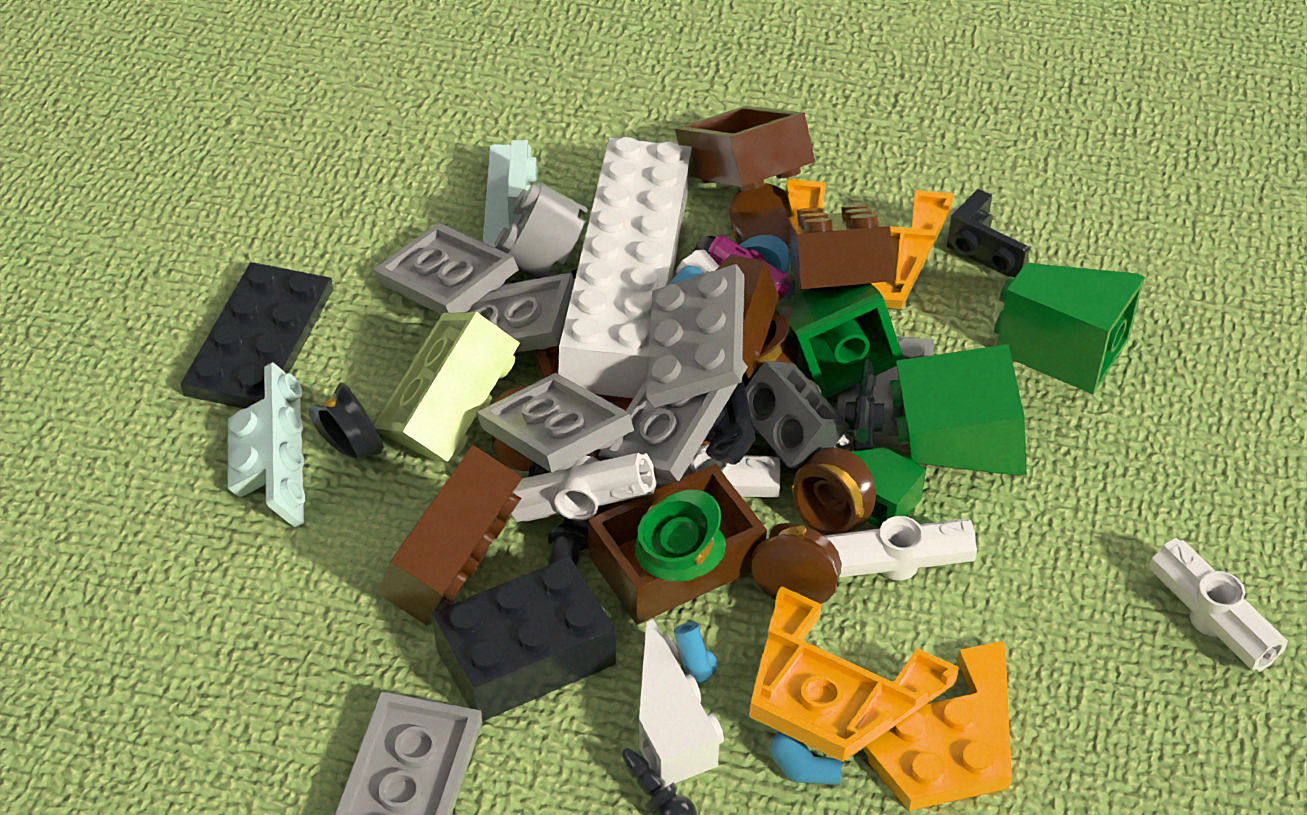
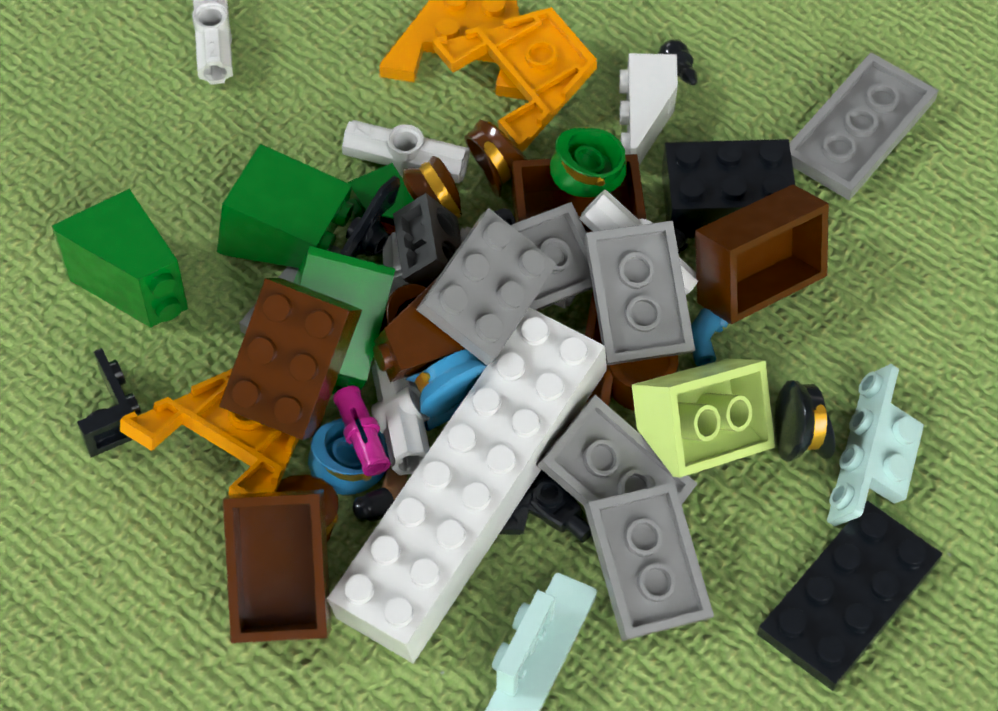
camera: 155 degrees left, 10 degrees up
(542, 230) = (541, 541): light grey brick -> none
(693, 654) = (612, 120): dark azure arm -> none

